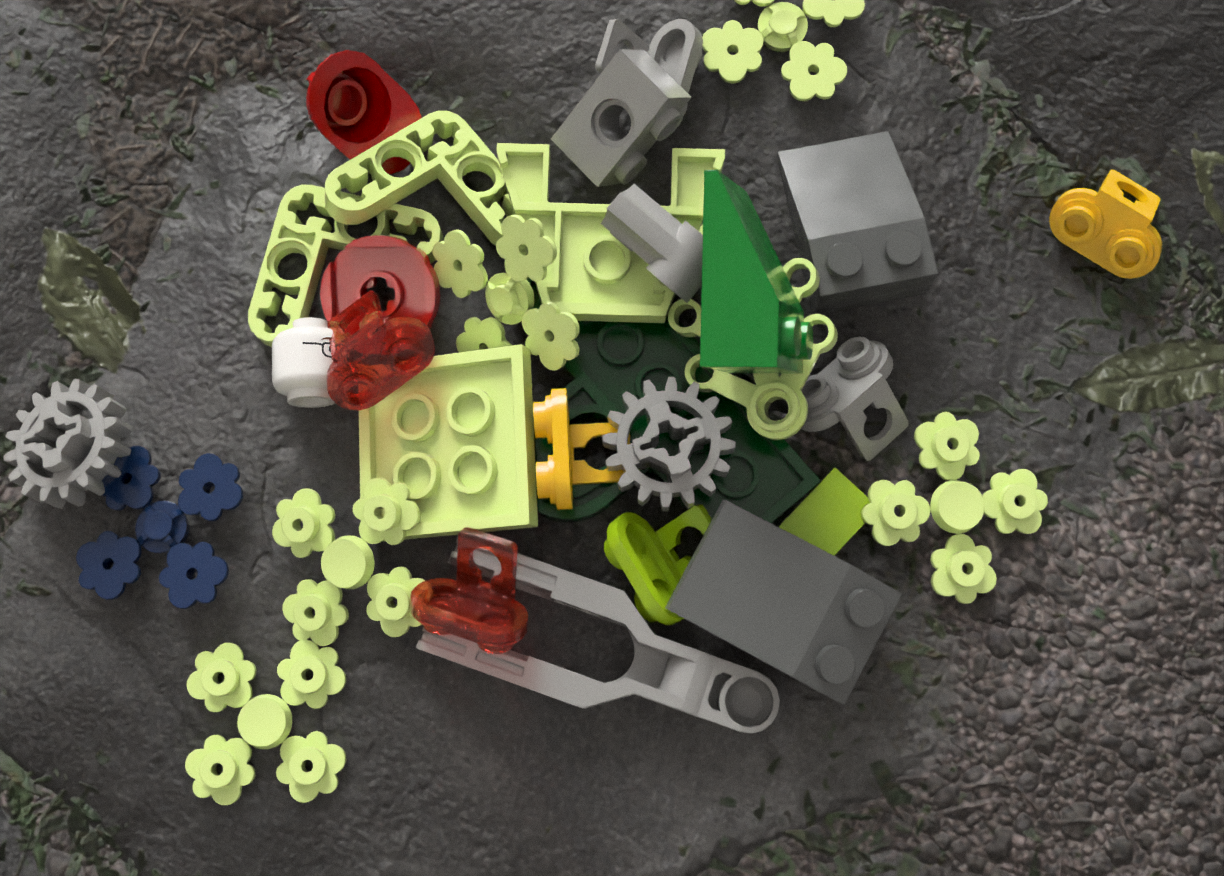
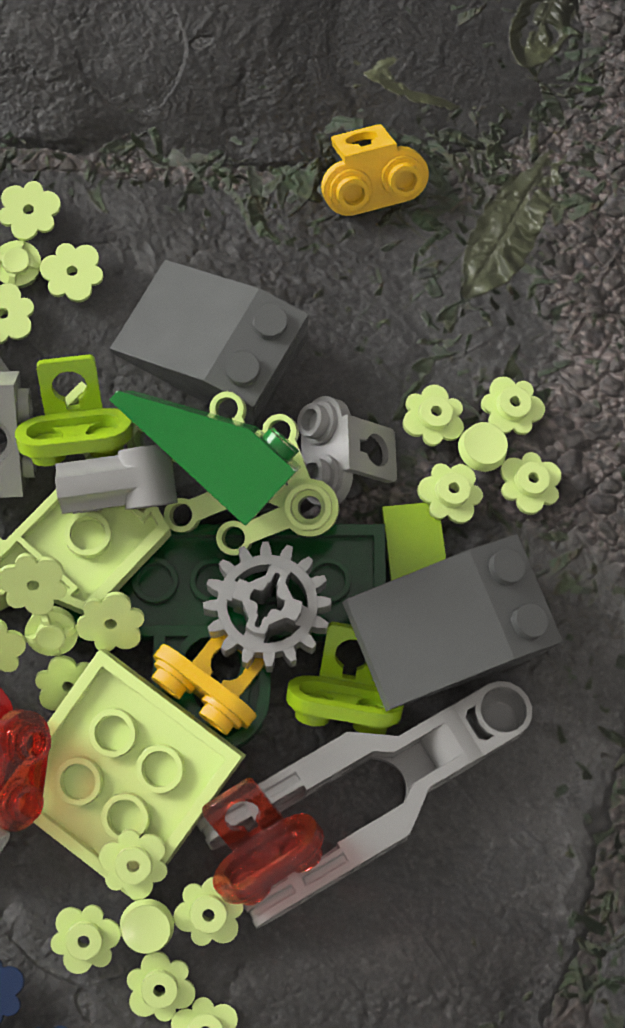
camera: 60 degrees left, 5 degrees down
(673, 169) = (72, 427): none -> lime bracket

